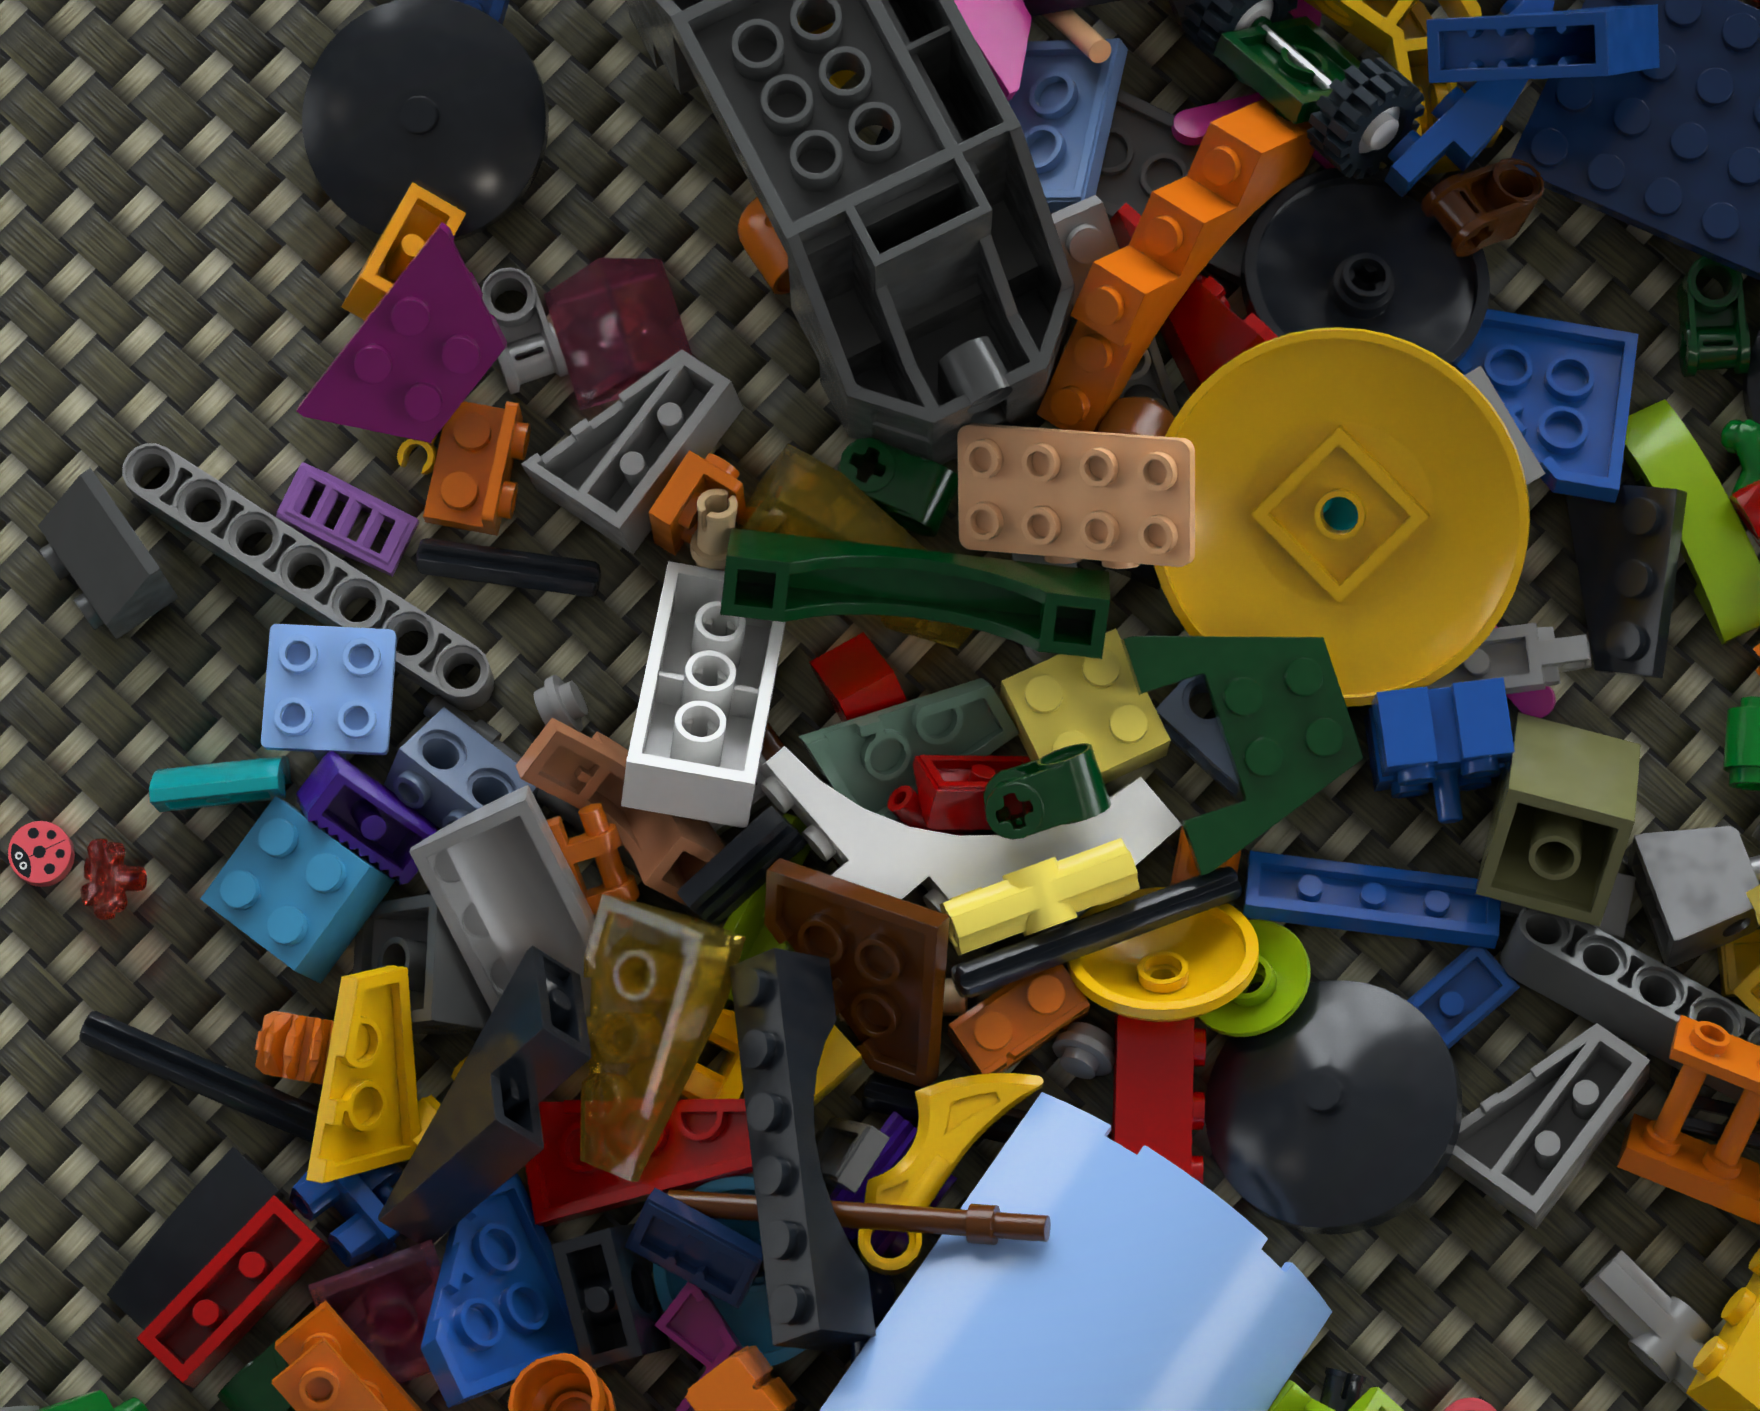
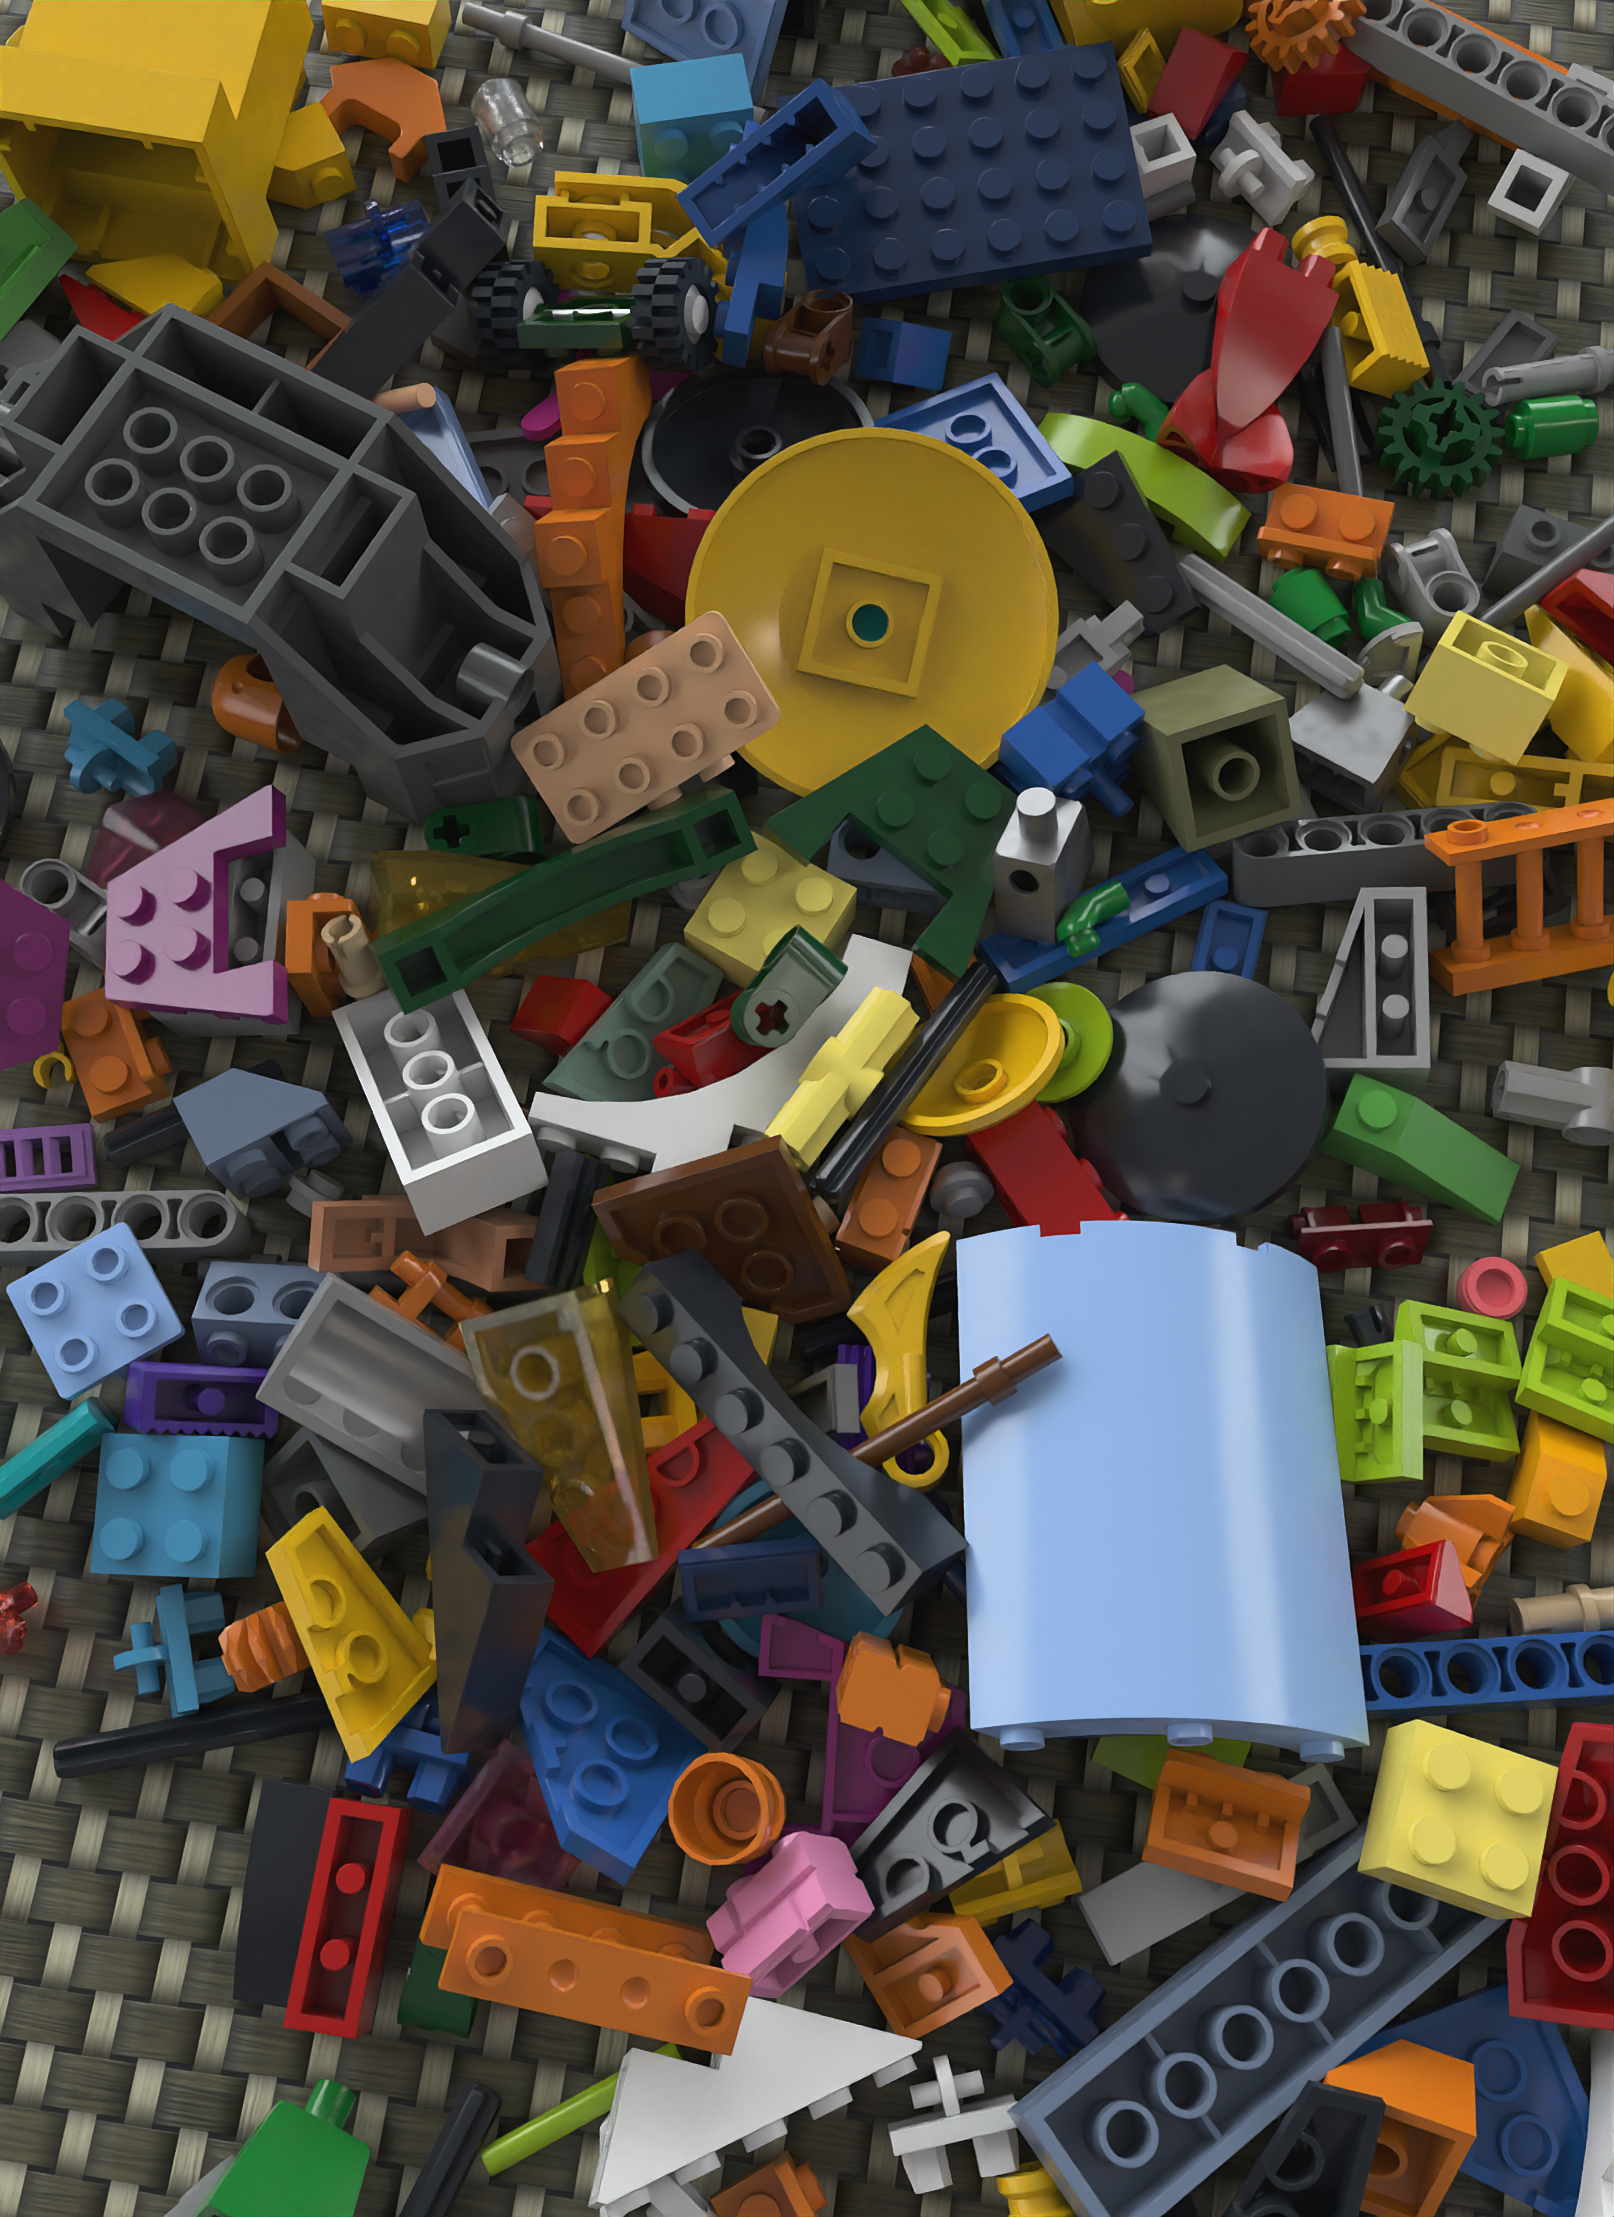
camera: 35 degrees left, 5 degrees down
(242, 979) = (179, 1618): none -> dark azure hips
(546, 622) = (259, 1130): none -> sand blue slope
(586, 404) = (173, 922): none -> wing
(628, 204) = (109, 756): none -> dark azure hips
(1341, 823) = (1043, 845): none -> flat silver torso
(1350, 888) = (1088, 911): none -> green arm
(1412, 1329) = (1386, 1237): none -> dark red hinge
(1494, 1276) = (1417, 1148): none -> bright green slope
(1568, 260) = (902, 353): none -> blue panel
(1703, 736) = (1273, 629): none -> light grey axle

